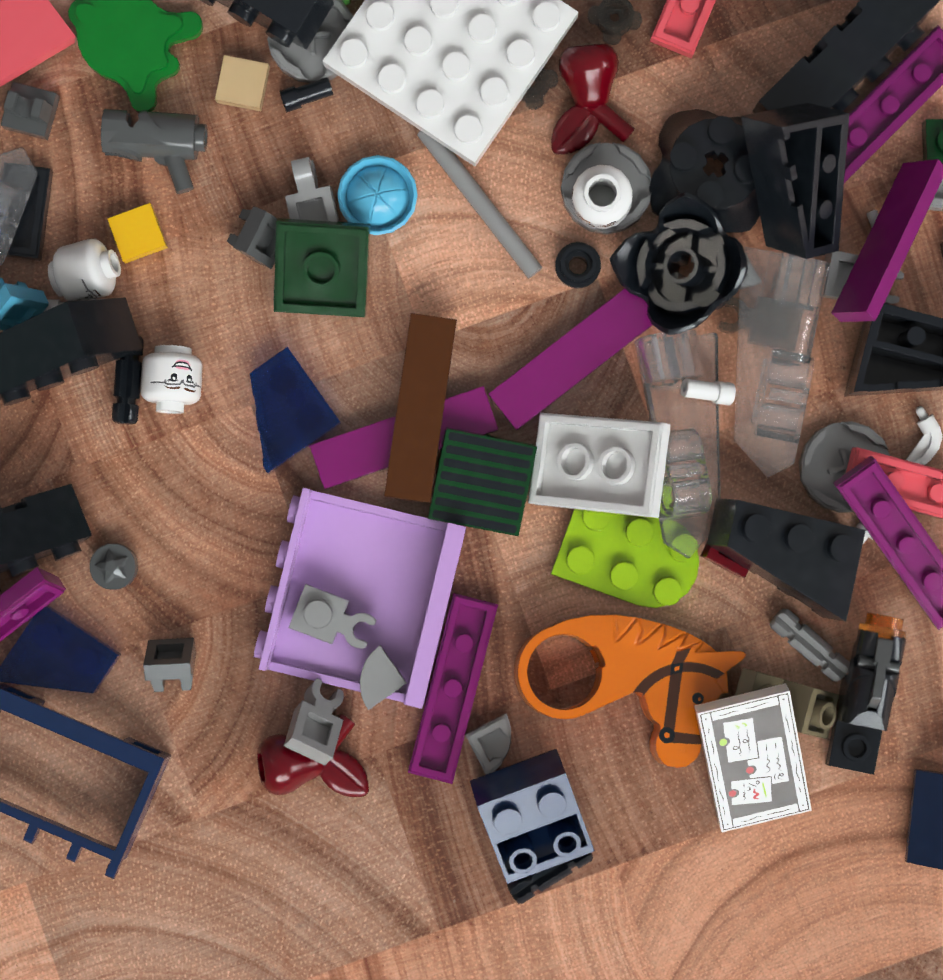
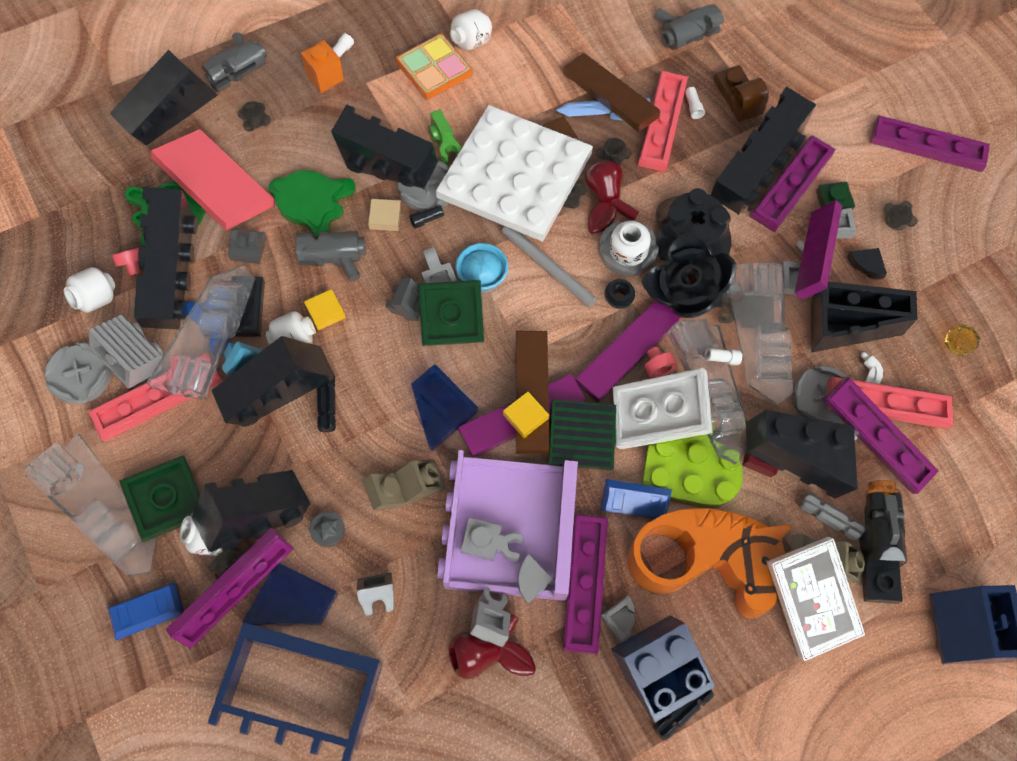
camera: 15 degrees left, 20 degrees down
(171, 378) = (357, 393): white head -> none
(223, 520) = (407, 485): none -> dark tan slope
(404, 448) = (525, 414): none -> yellow tile
(541, 585) = (635, 499): none -> blue tile
(613, 388) = (659, 363): none -> coral tile
(799, 176) = (754, 212): black wedge -> none

